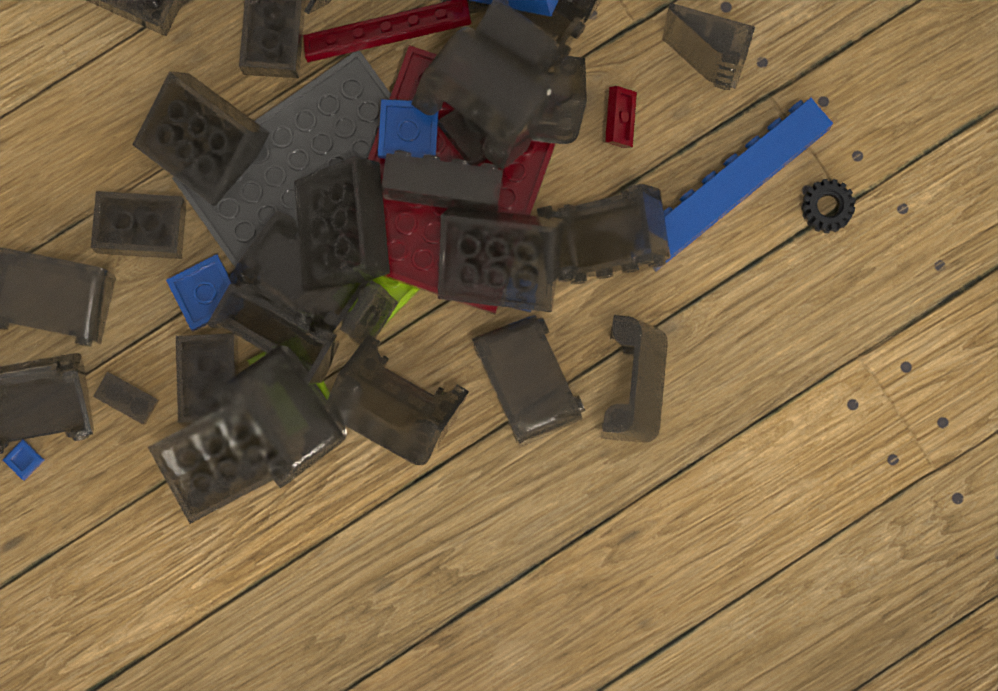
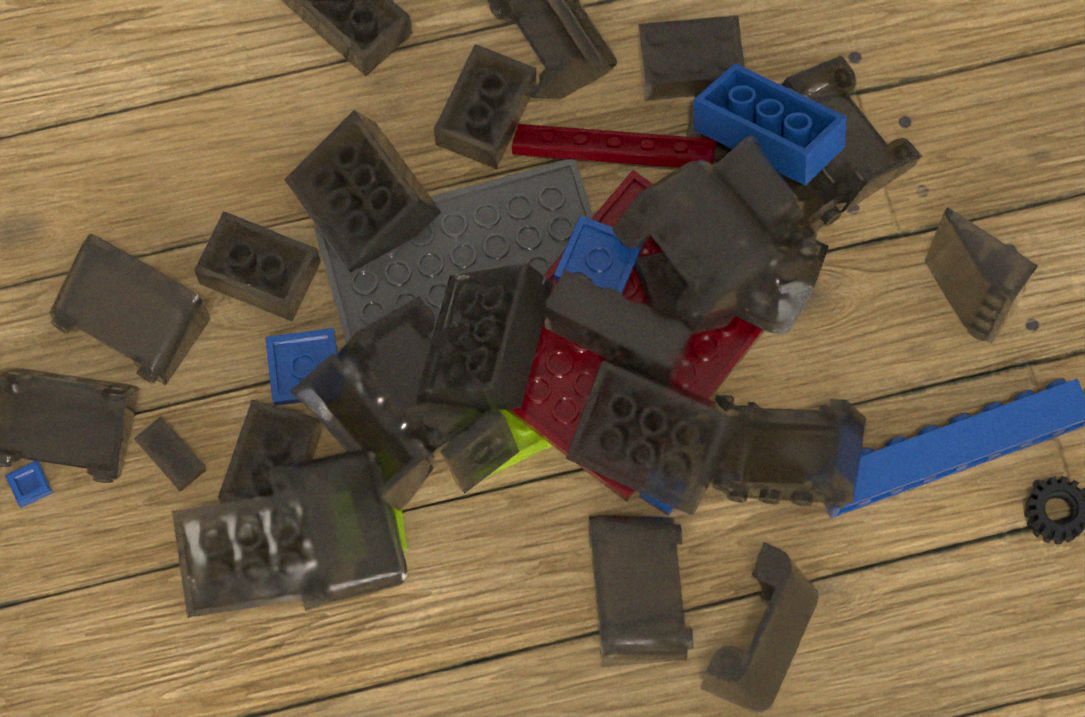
camera: 15 degrees right, 10 degrees down
(390, 407) = (466, 564): clear smoke windscreen -> none
(620, 117) = (848, 329): dark red plate -> none

